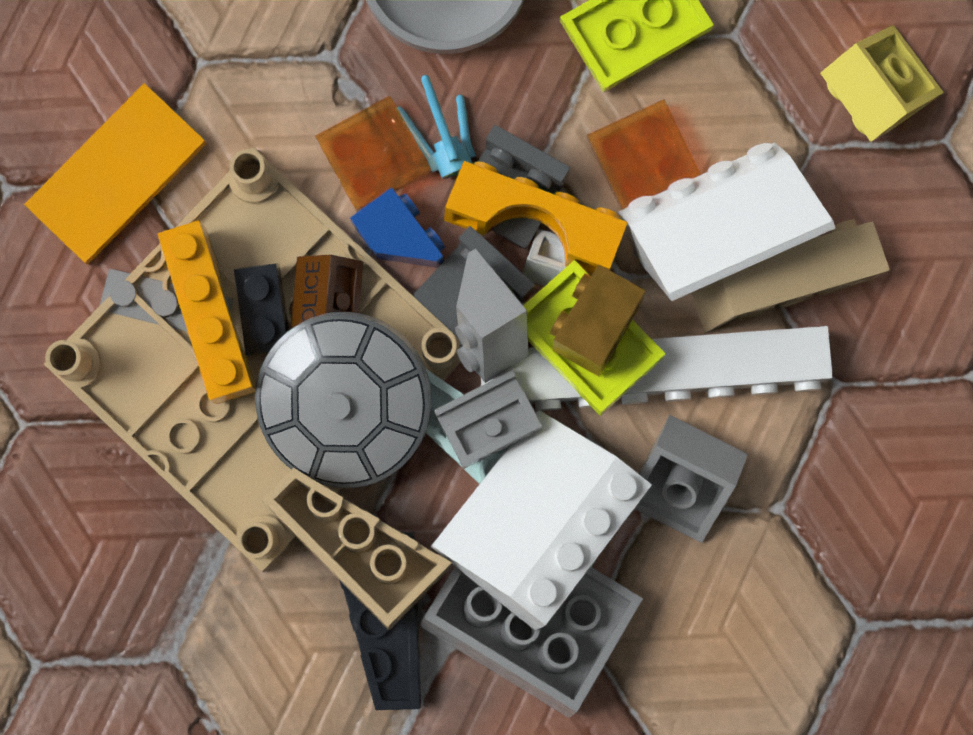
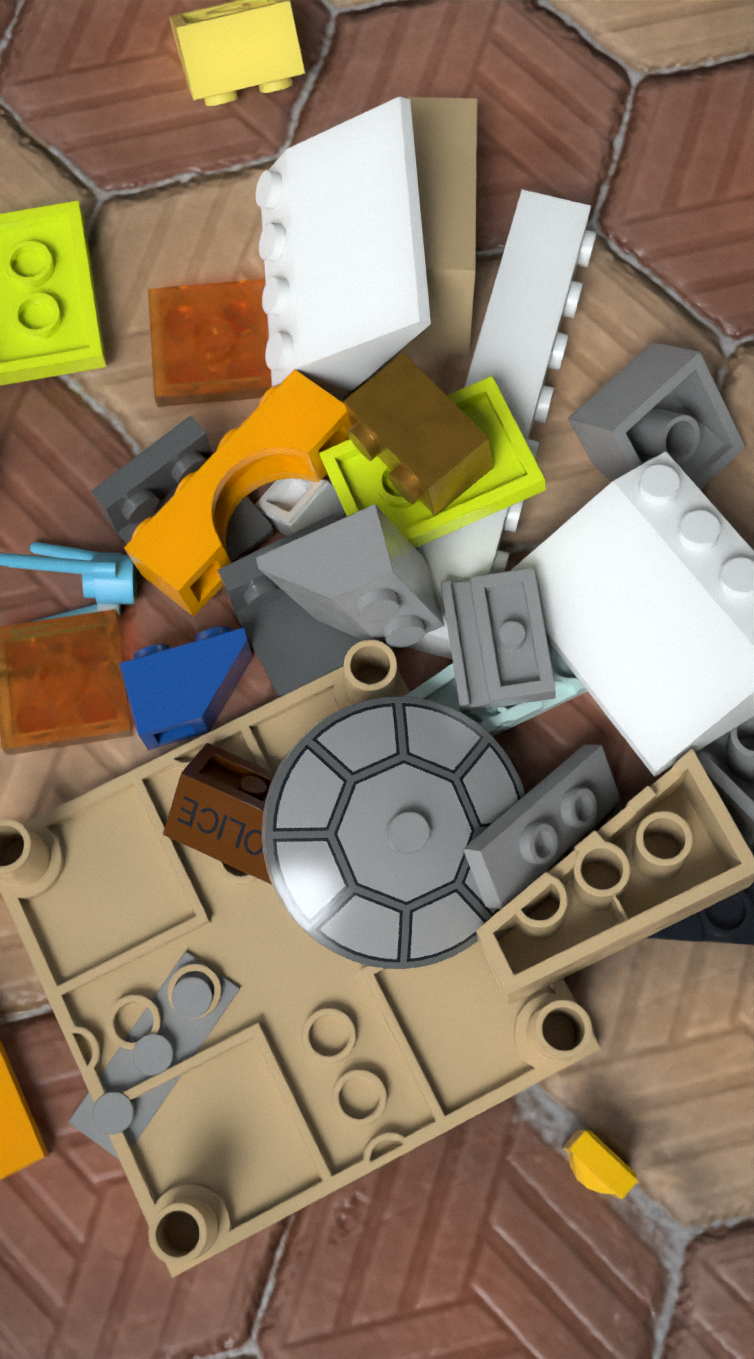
camera: 70 degrees left, 10 degrees down
(191, 591) = (598, 1166): none -> yellow tile
(206, 312) = (191, 986): light orange arch -> none
(261, 307) = (217, 910): black plate -> none
(380, 489) = (542, 826): none -> light grey plate

